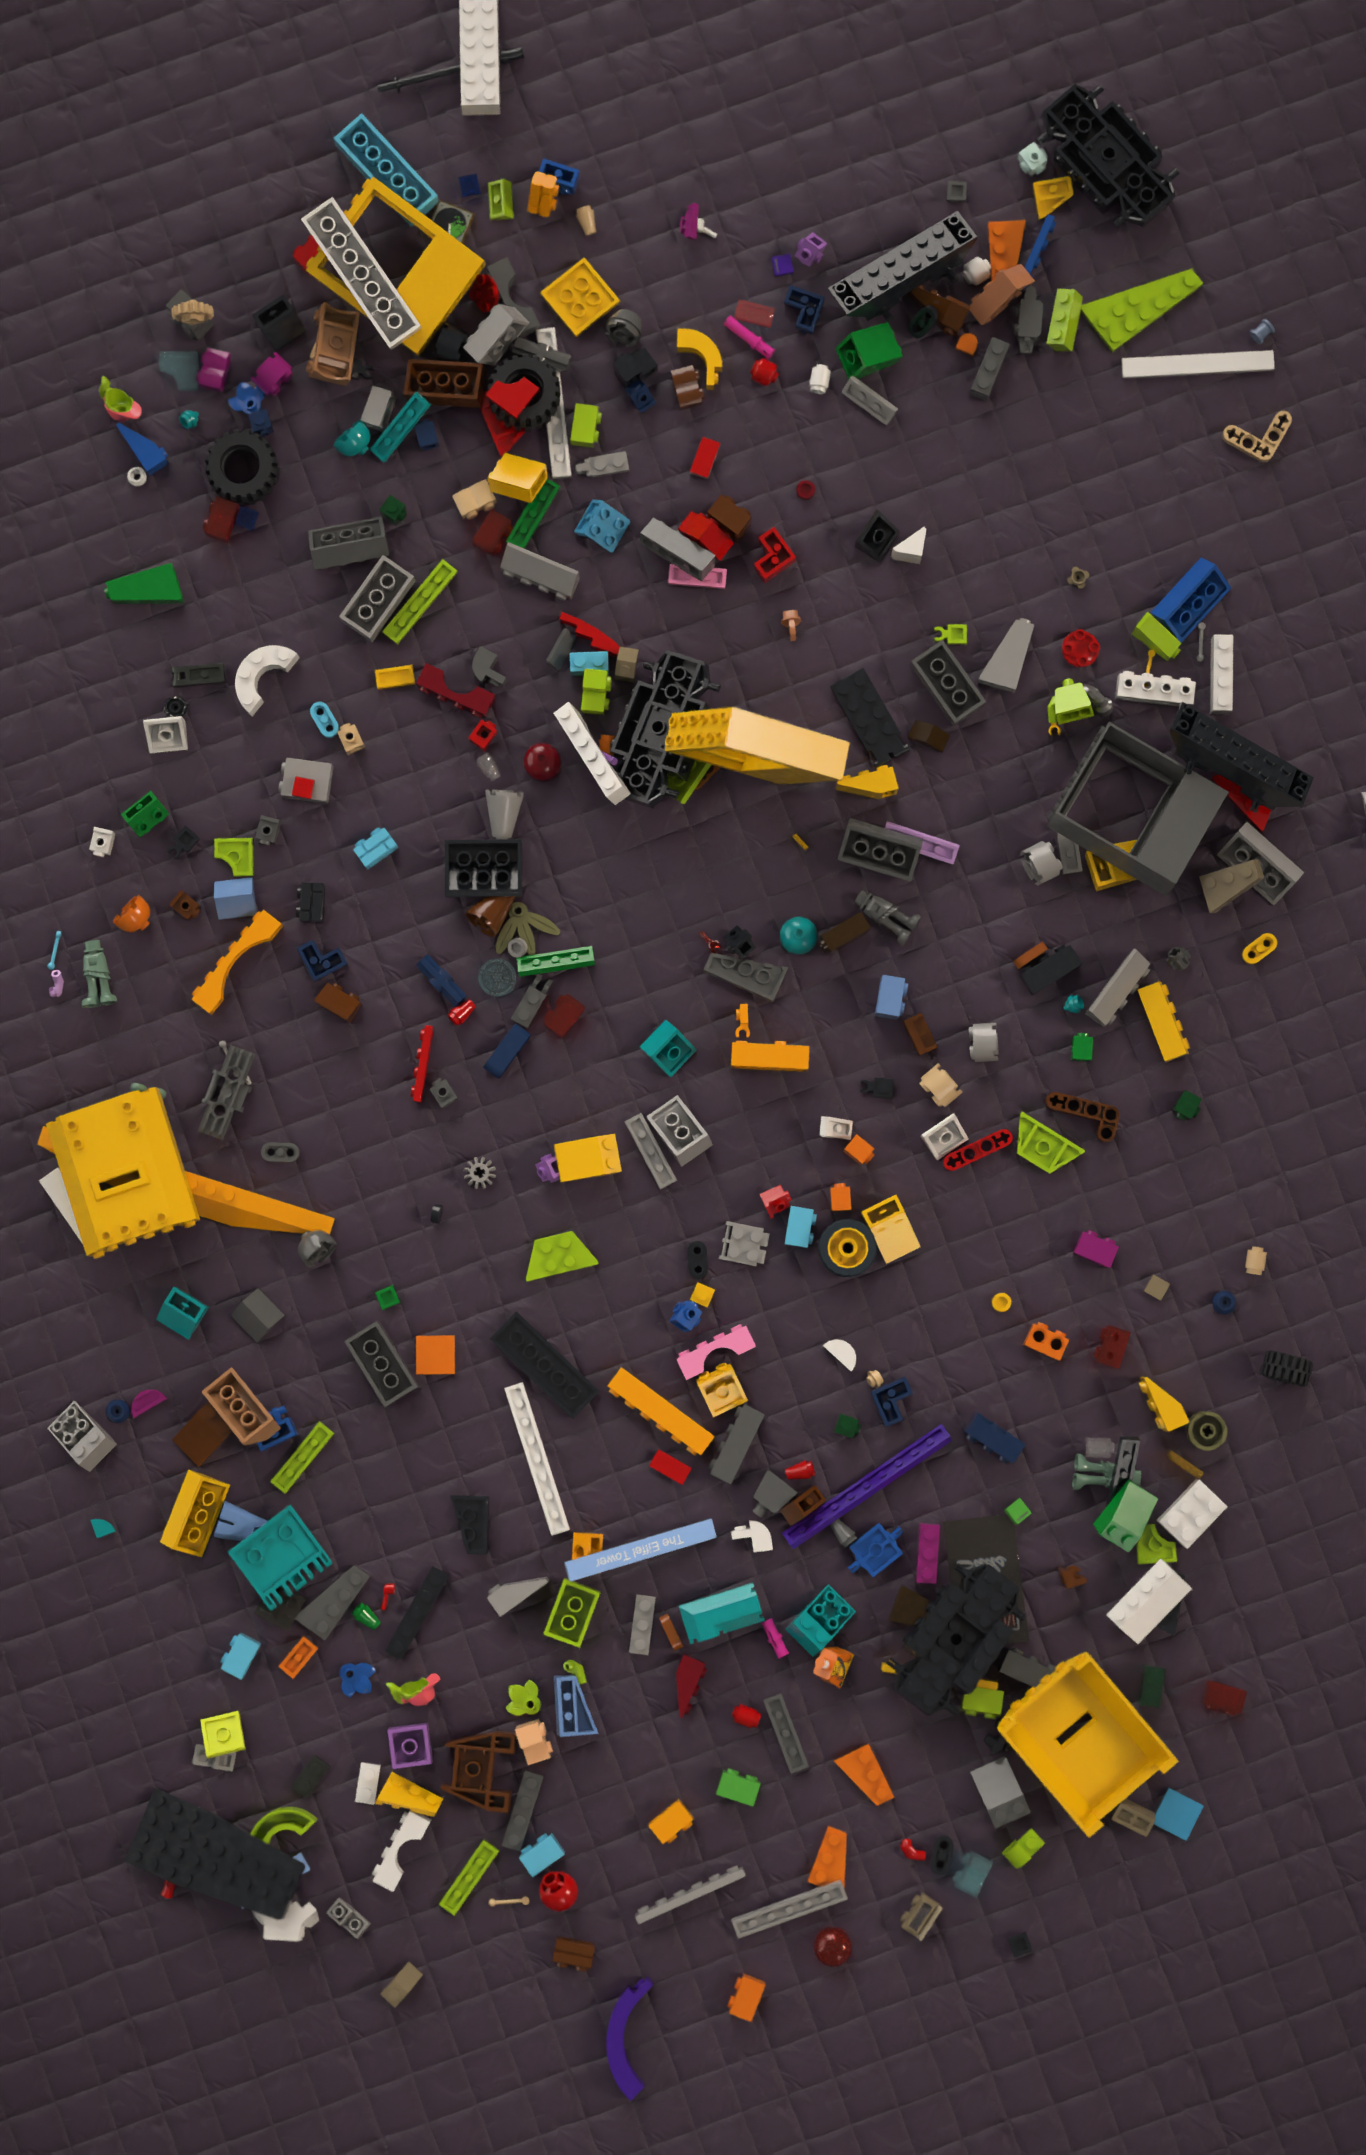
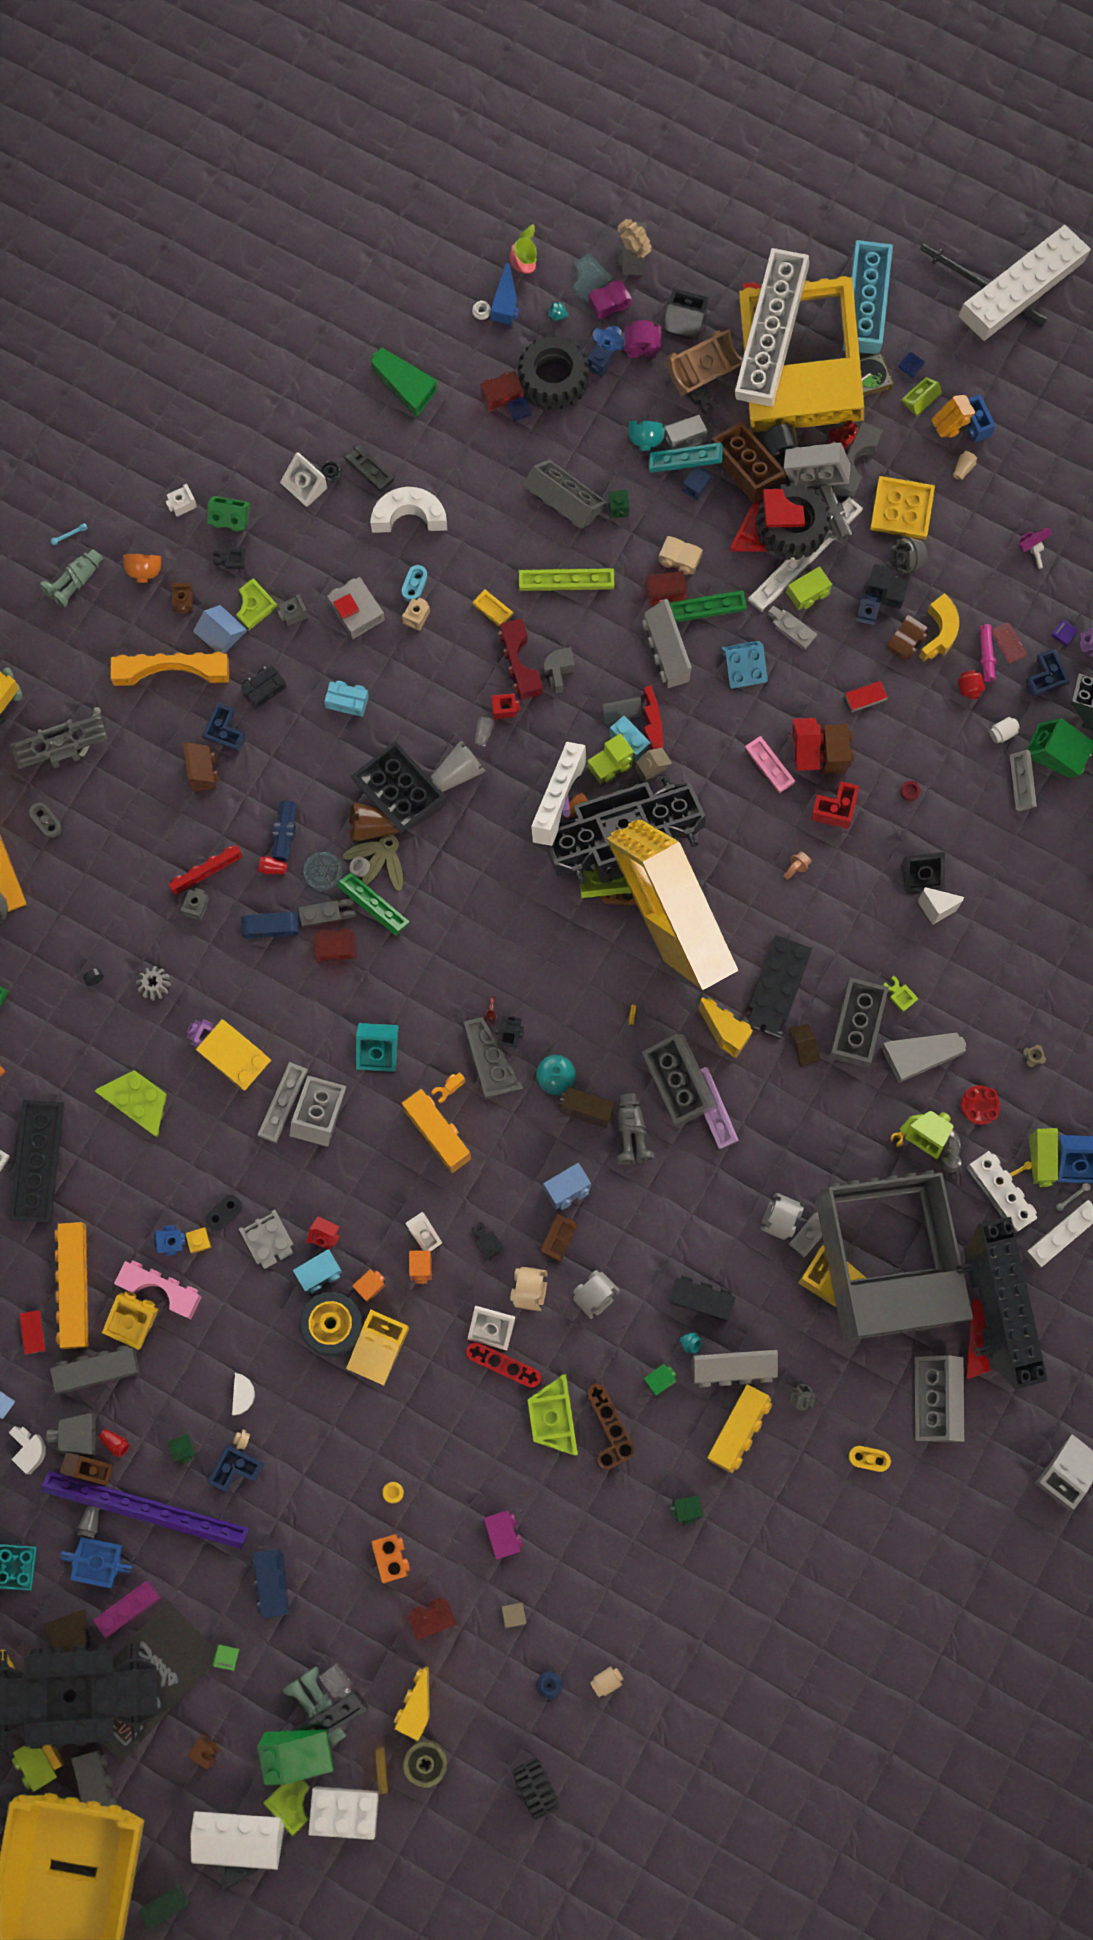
camera: 45 degrees right, 10 degrees down
(58, 982) = (39, 559): lavender arm -> none
(377, 598) = (540, 545): light grey brick -> none
(517, 477) = (724, 570): yellow brick -> none
(542, 762) = (522, 767): dark red cylinder -> none
(677, 549) = (776, 730): brick -> none
(1030, 955) = (699, 1273): dark orange beam -> none
(1229, 883) = (900, 1386): dark tan wedge -> none

